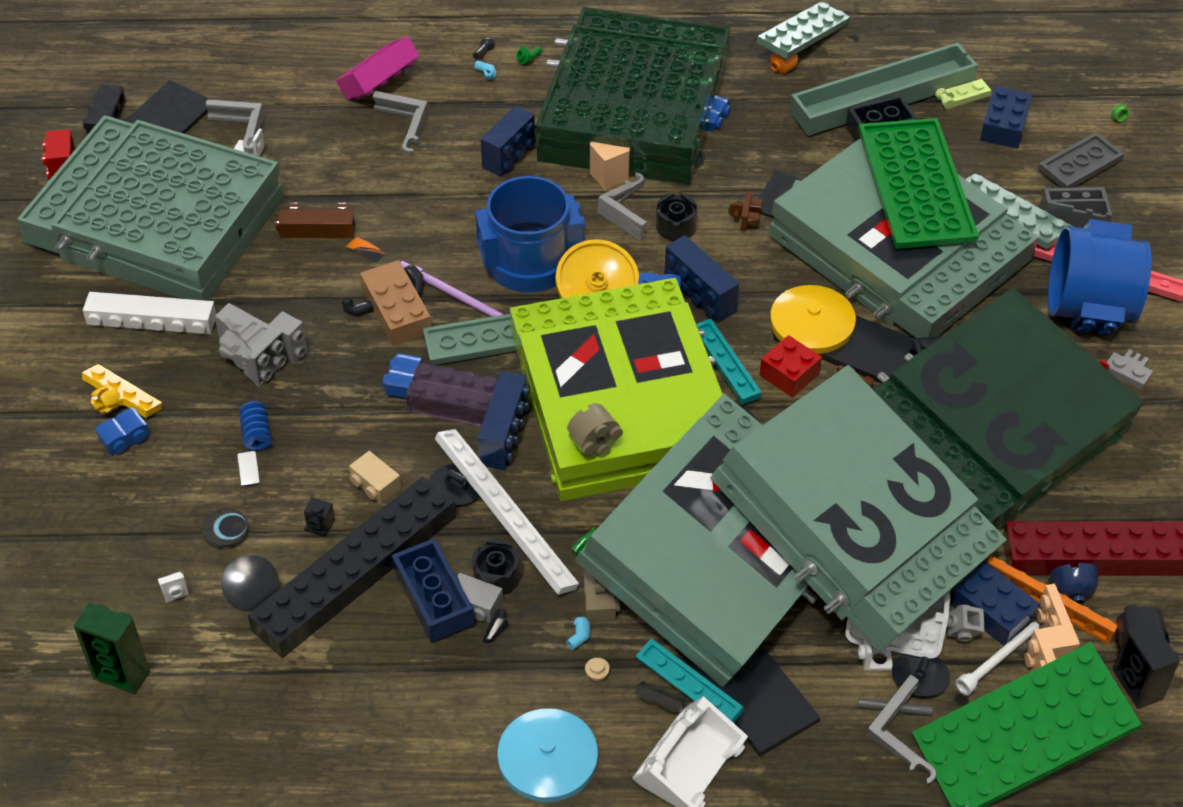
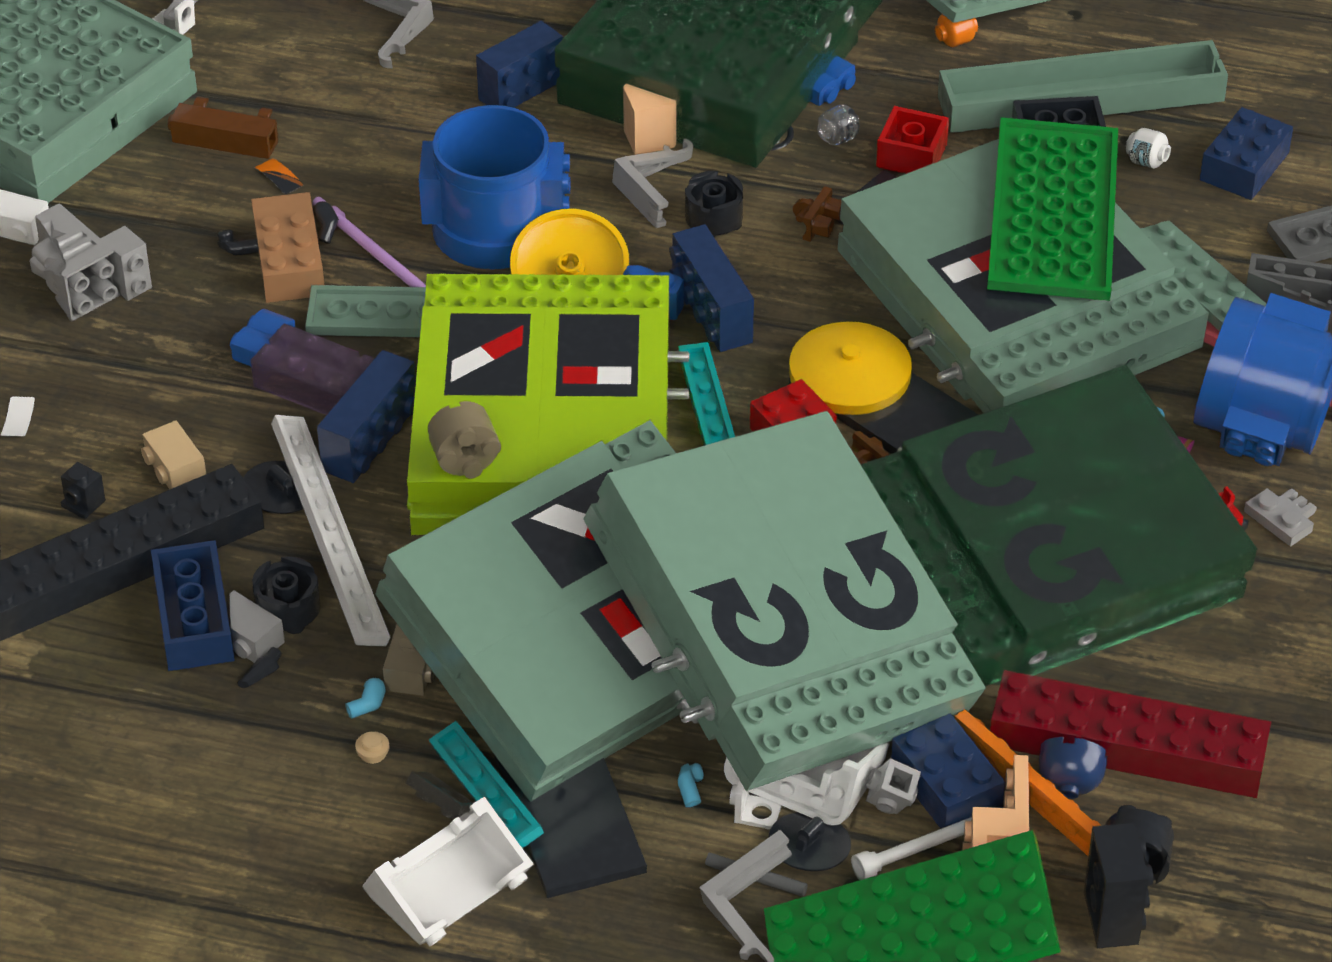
camera: 15 degrees right, 5 degrees down
(255, 426) = (43, 365): blue piece -> none
(547, 755) = (265, 836): medium azure dish -> none
(735, 144) = (838, 125): none -> clear head
(790, 148) = (911, 140): none -> red brick
(822, 643) = (686, 781): none -> medium azure arm
(946, 122) = (1148, 148): none -> white head
(963, 93) = (1198, 113): yellowish green plate -> none

